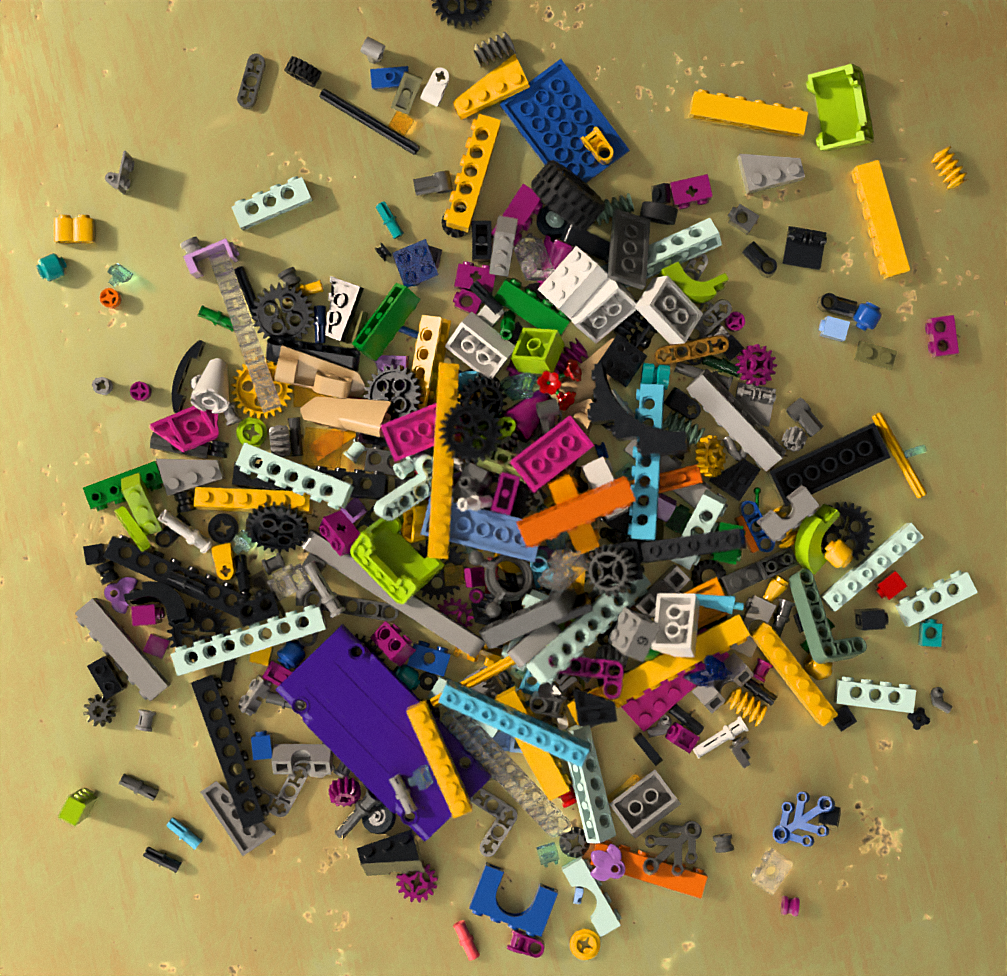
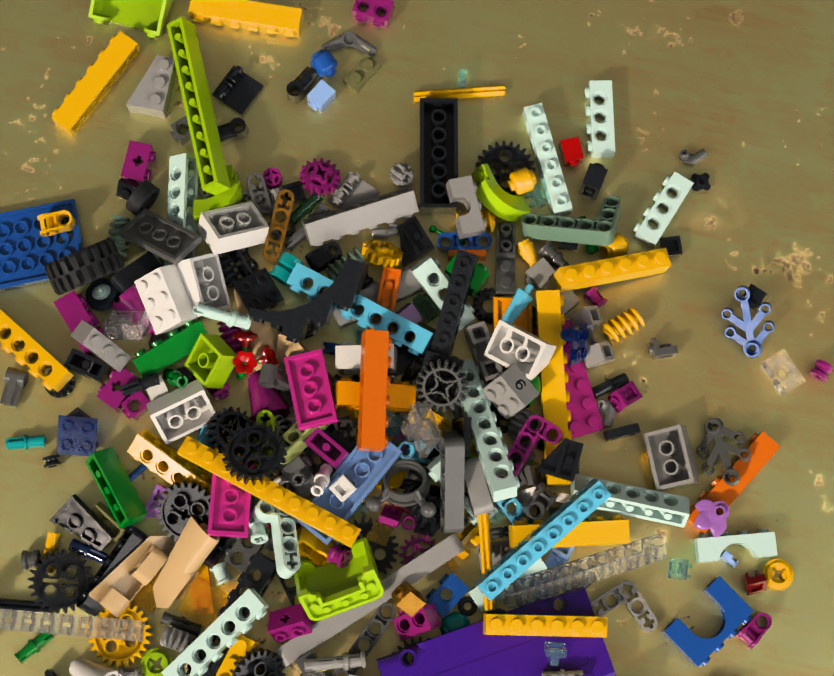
camera: 70 degrees left, 10 degrees down
(354, 510) = (276, 600): medium lavender panel -> none
(407, 627) = (408, 598): none -> pearl gold brick
(417, 549) = (339, 556): none -> magenta wheel
(476, 525) = (342, 488): none -> white tile
(519, 386) = (235, 393): clear light blue piece -> none
(566, 928) = (755, 584): none -> dark red tile
(568, 798) = (635, 525): red wheel -> none
(577, 851) = (678, 549): dark grey gear -> none
(584, 349) = (230, 317): none -> light aqua pin
(723, 843) = (738, 403): dark grey wheel -> none
(729, 732) = (639, 354): white pin -> none
(760, 691) = (613, 308): black pin -> none
(769, 221) = (198, 107): none -> lime brick
(801, 413) = (382, 158): dark grey piece -> none
(832, 575) = (538, 197): none -> clear light blue tile
(901, 327) = (349, 39): none -> dark grey piece
(924, 640) = (630, 145): teal brick -> none

